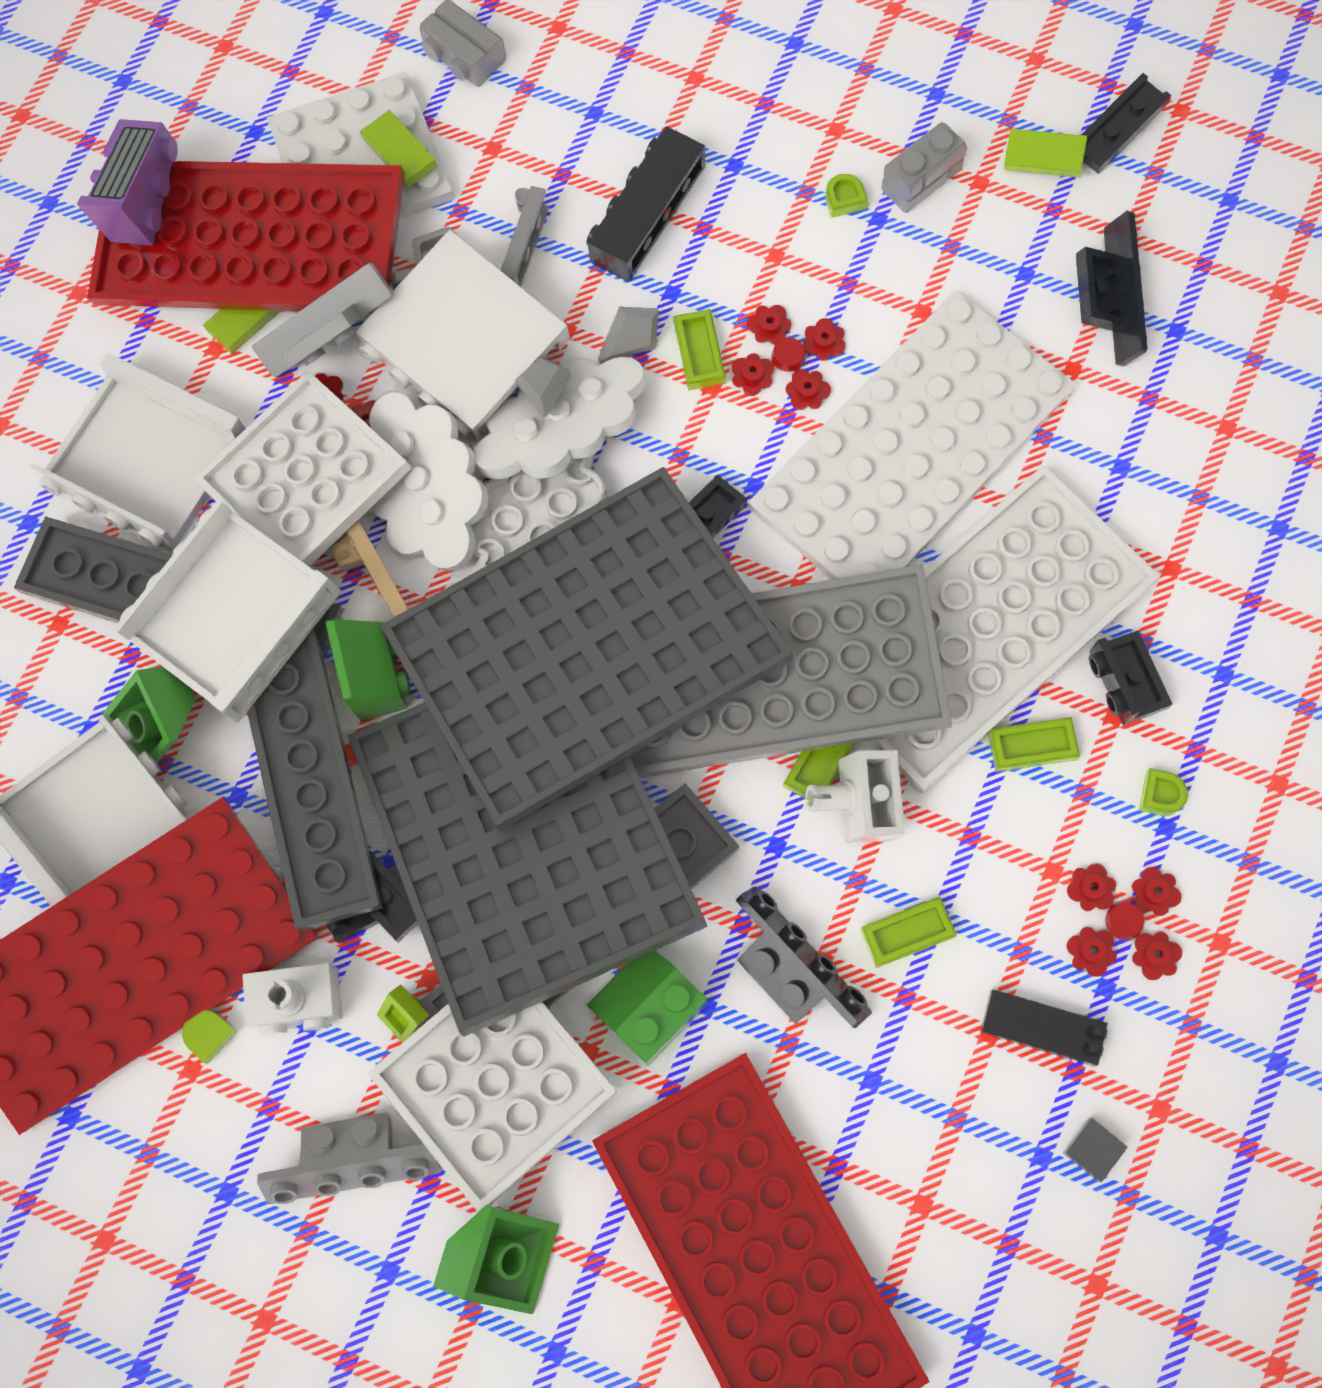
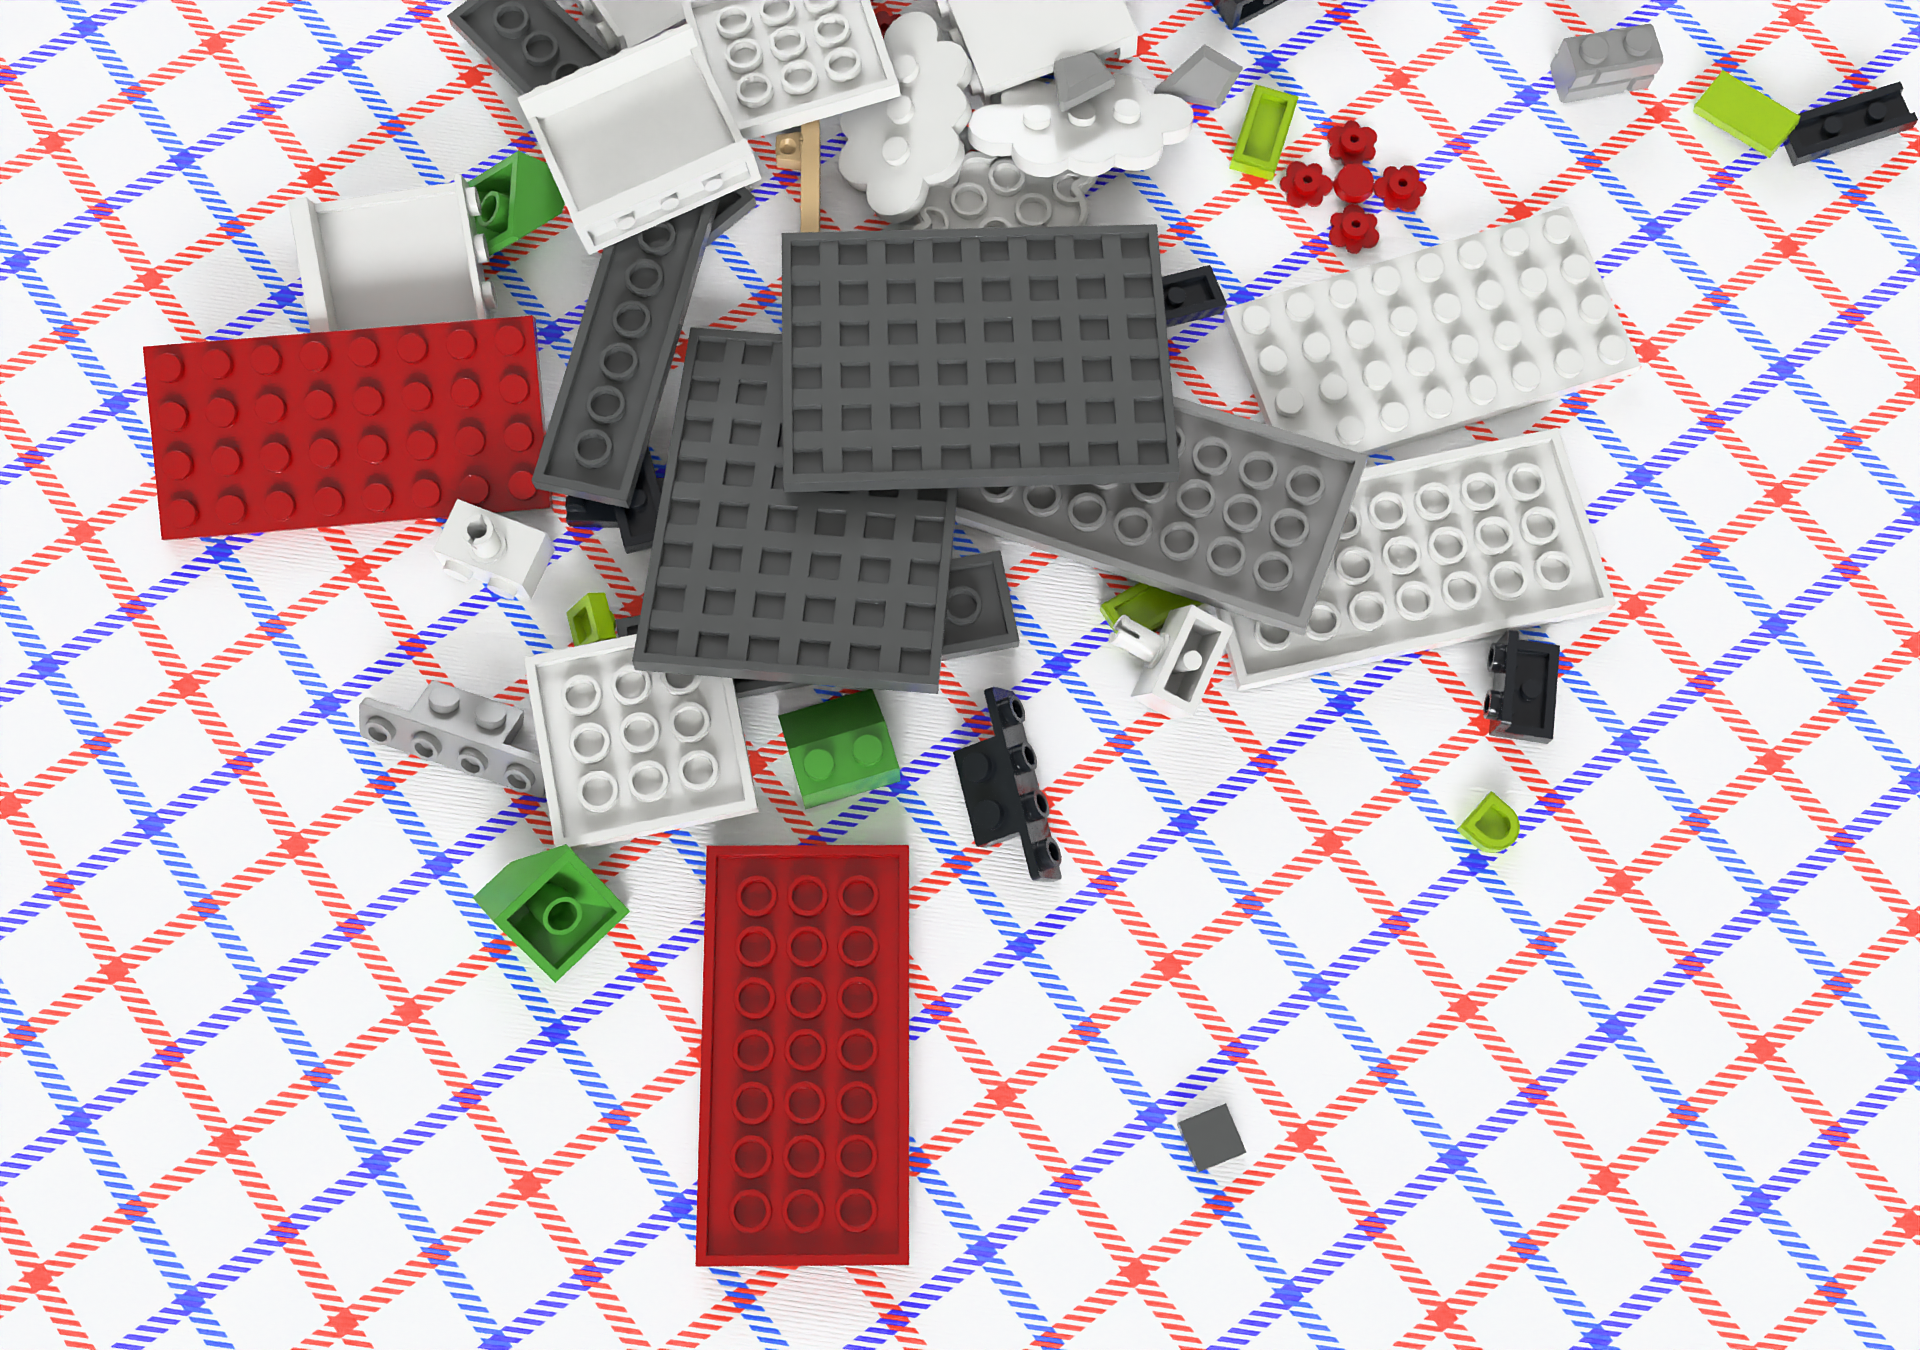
camera: 20 degrees right, 0 degrees up
(207, 1034) = (392, 543): lime tile -> none
(367, 668) = (744, 270): bright green slope -> none
(845, 195) = (1507, 53): lime tile -> none
(908, 932) = (1144, 820): lime tile -> none
(1033, 744) = (1383, 704): lime tile -> none
(1044, 1028) = (1229, 989): black hinge -> none
(1113, 288) = (1736, 288): black bracket -> none
(1124, 922) = (1375, 931): red plant -> none

